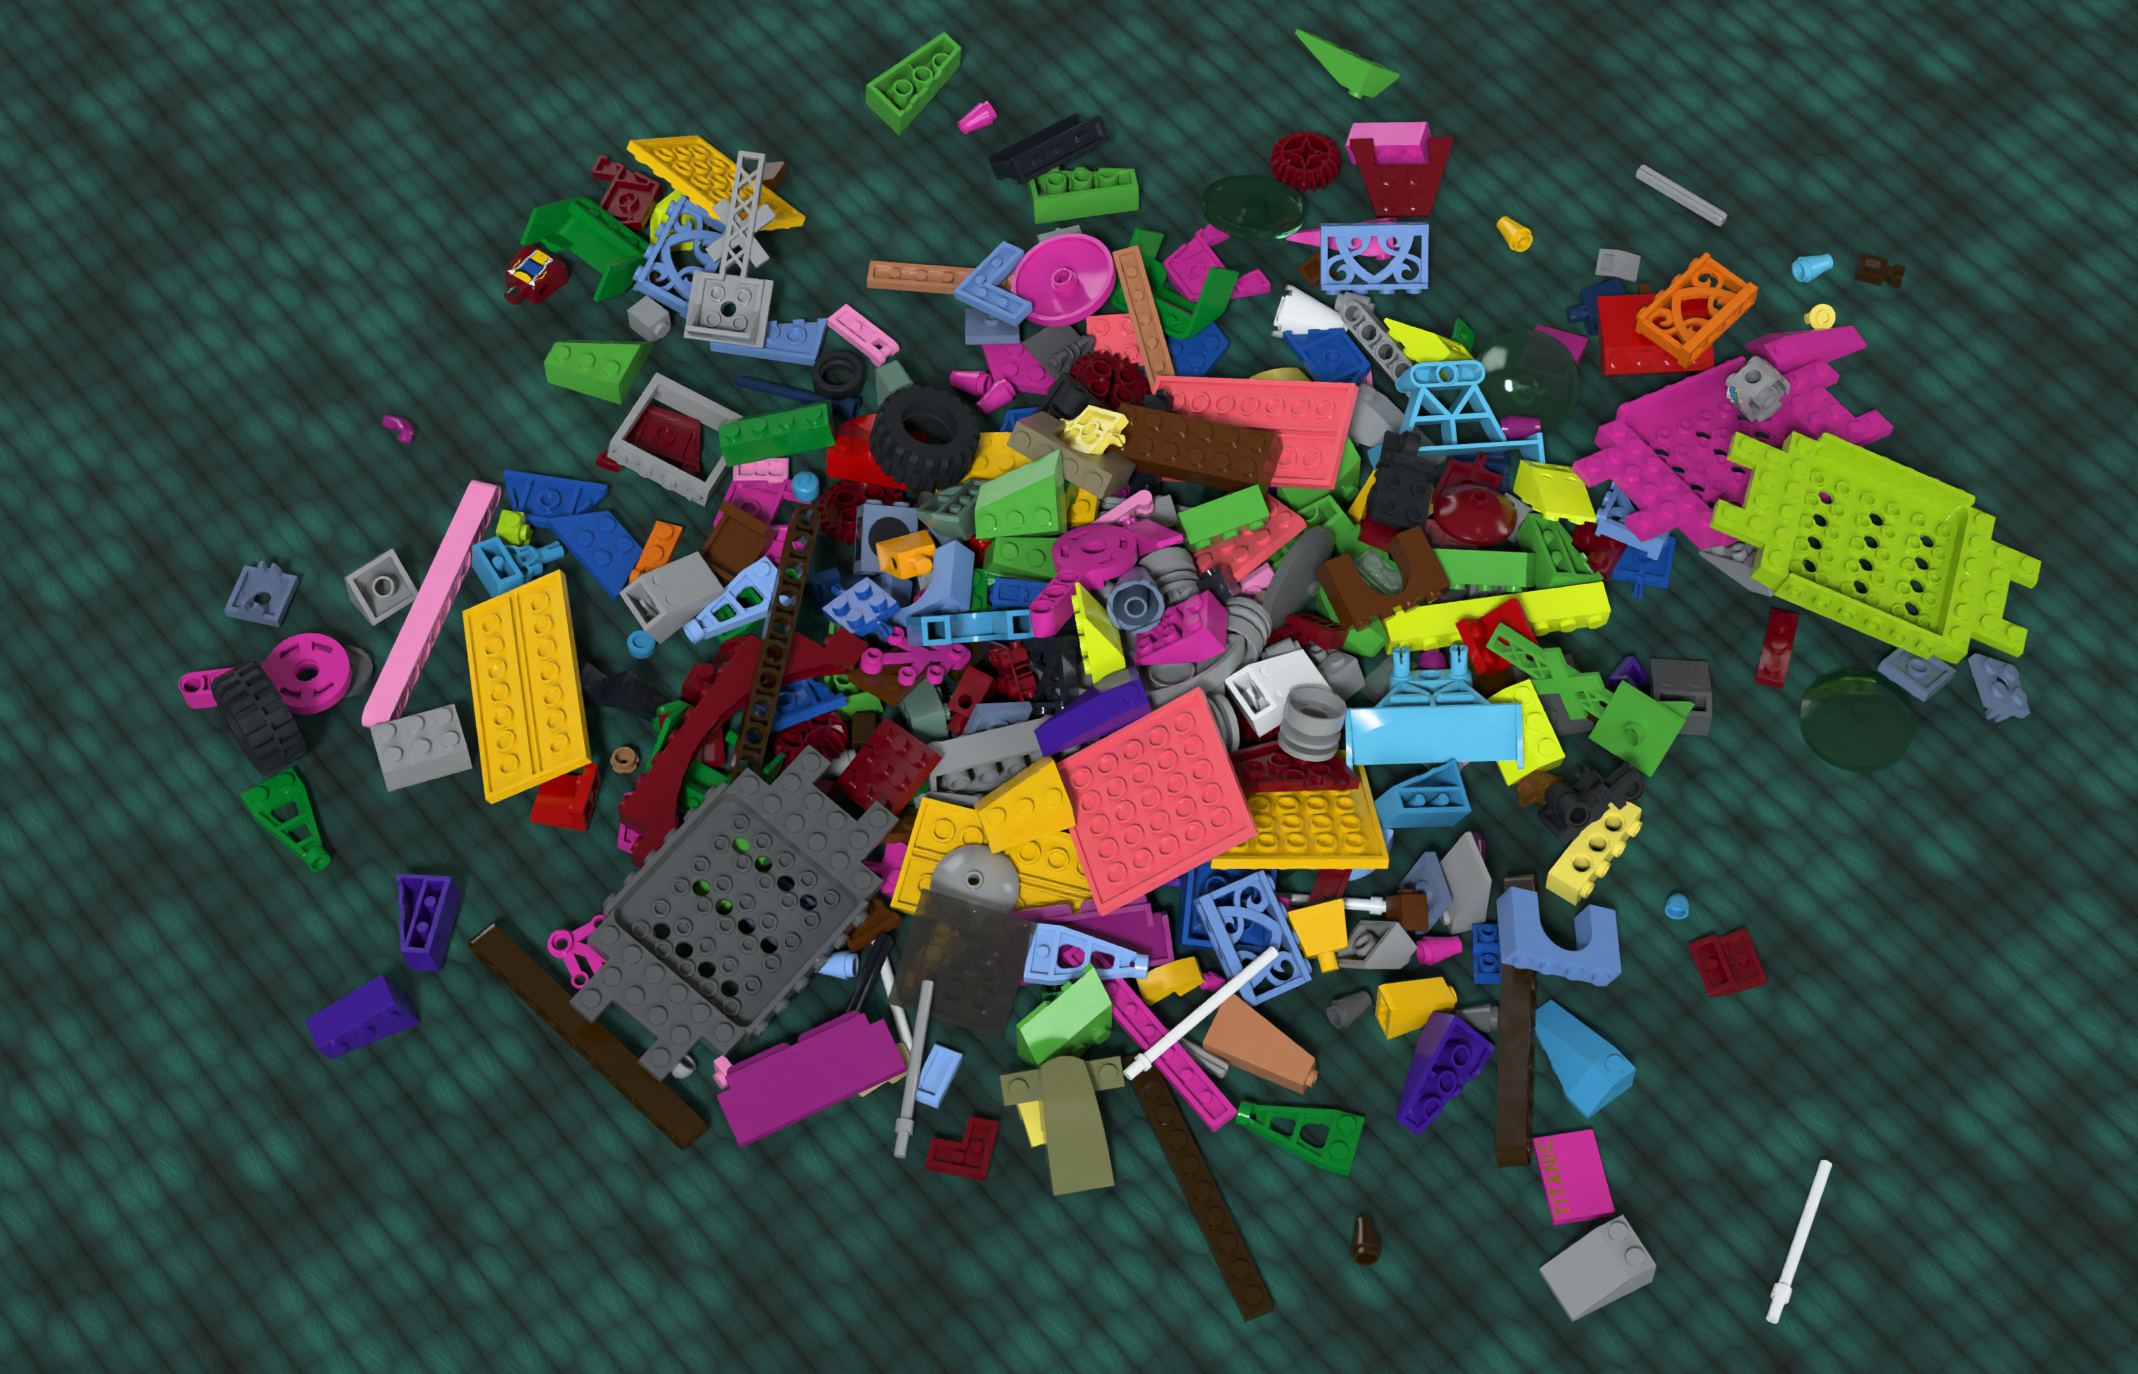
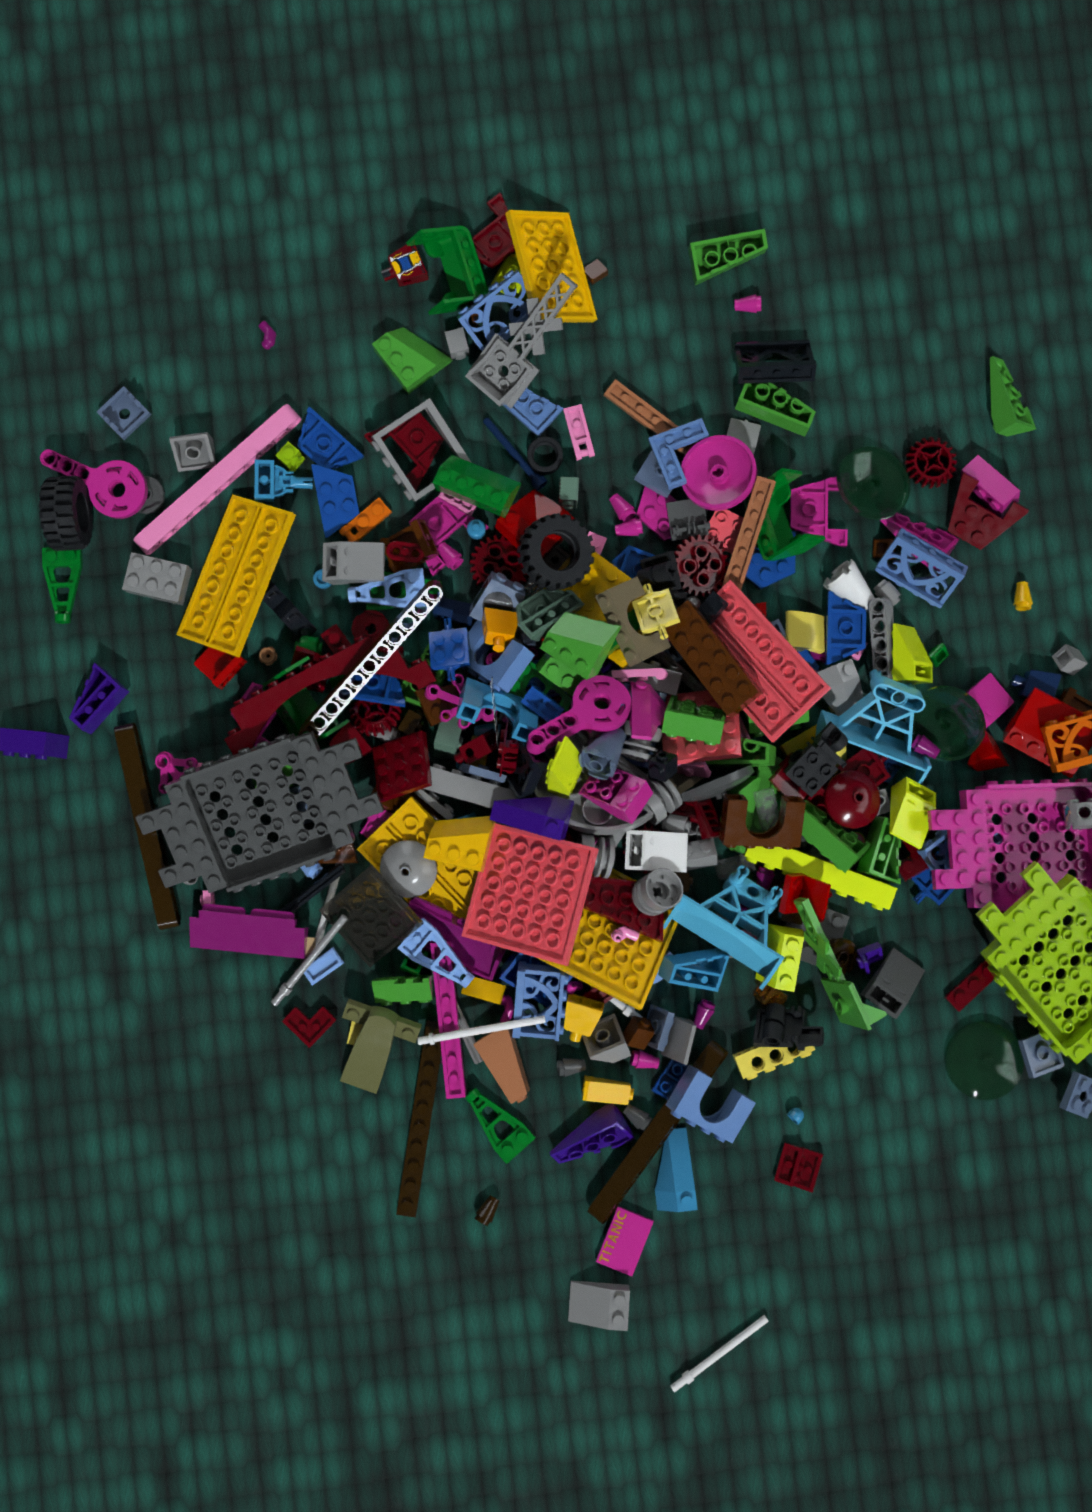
camera: 30 degrees right, 30 degrees up
(731, 547) = (406, 551): none -> dark red plate
(965, 632) = (494, 709): none -> sticker
(1304, 795) = (624, 932): none -> bright pink arm
(1598, 403) = (987, 755): none -> red slope

